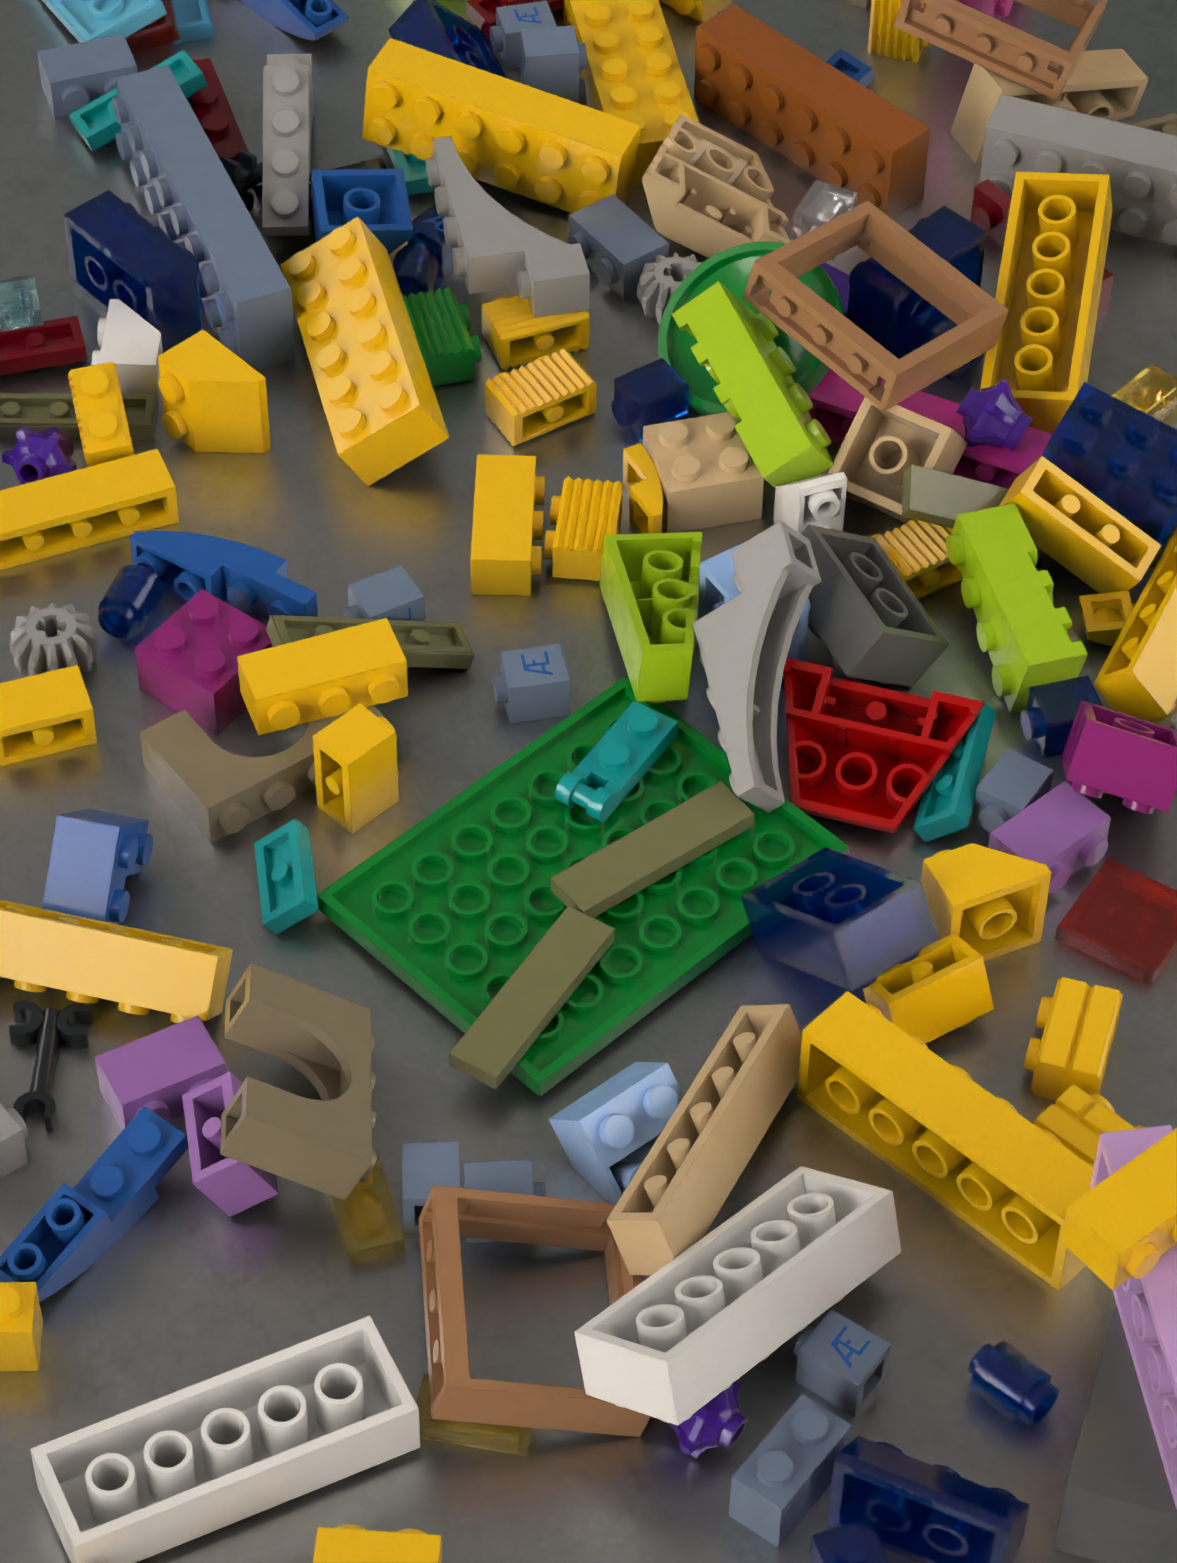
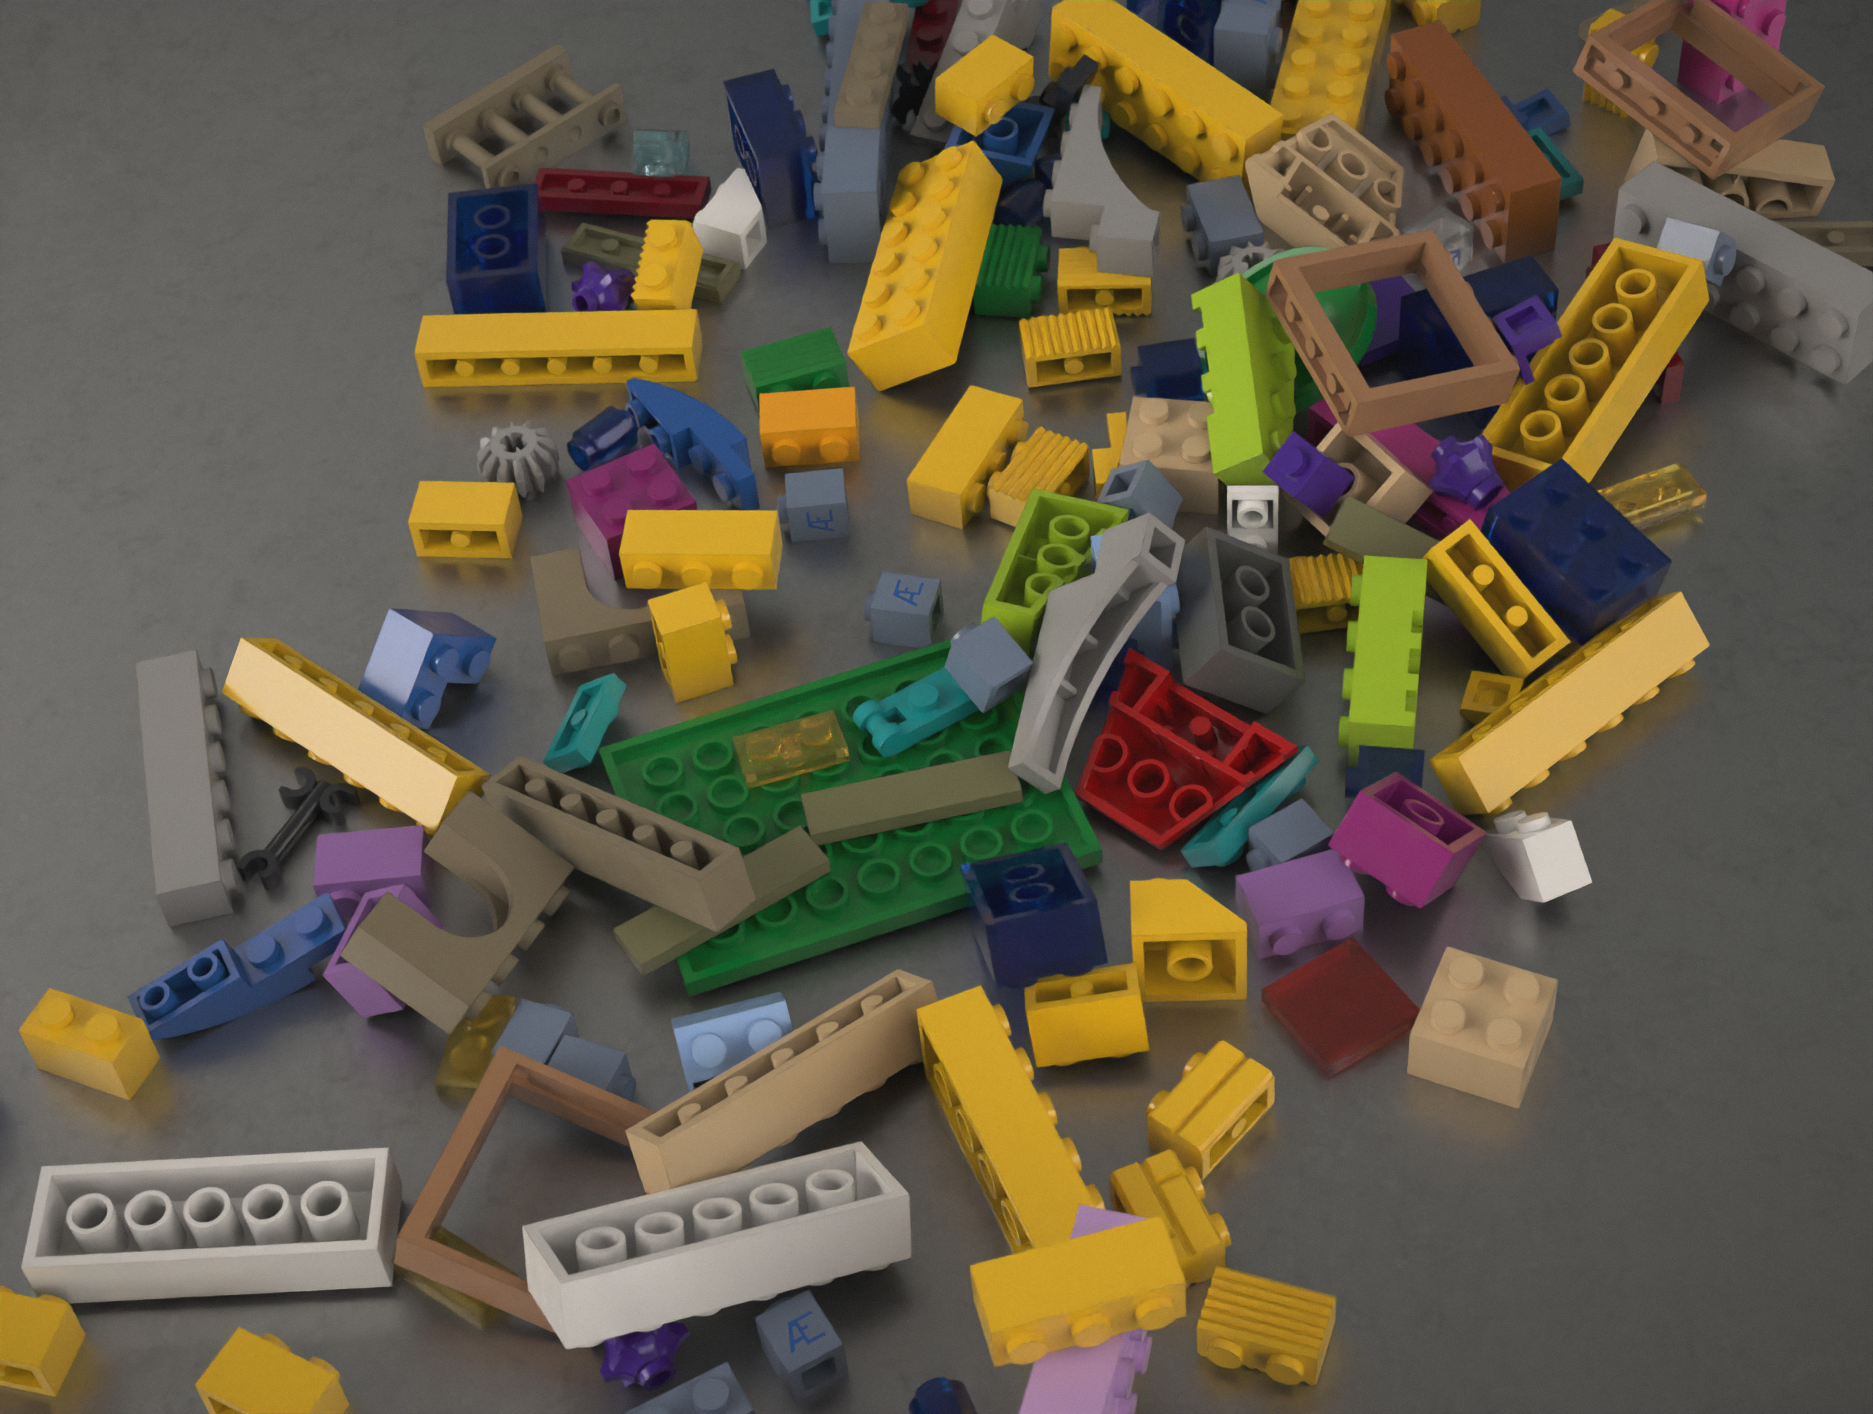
camera: 30 degrees right, 0 degrees up
(213, 164) = (871, 65): none -> dark tan plate
(213, 398) = (767, 274): yellow slope -> none
(284, 486) = (795, 365): none -> green brick
(332, 535) = (809, 427): none -> light orange brick
(334, 160) = (984, 85): none -> yellow brick
(410, 145) = (1068, 87): none -> black slope
(421, 641) = (803, 537): olive tile -> none
(427, 967) = (625, 843): none -> dark tan brick
(510, 840) = (790, 749): none -> clear yellow plate
(668, 705) = (987, 663): none -> sand blue brick
(701, 510) = (1141, 491): none -> sand blue brick
(862, 454) = (1308, 474): none -> dark purple brick
(995, 270) = (1525, 331): none -> dark purple panel
(1089, 159) = (1700, 243): none -> sand blue brick

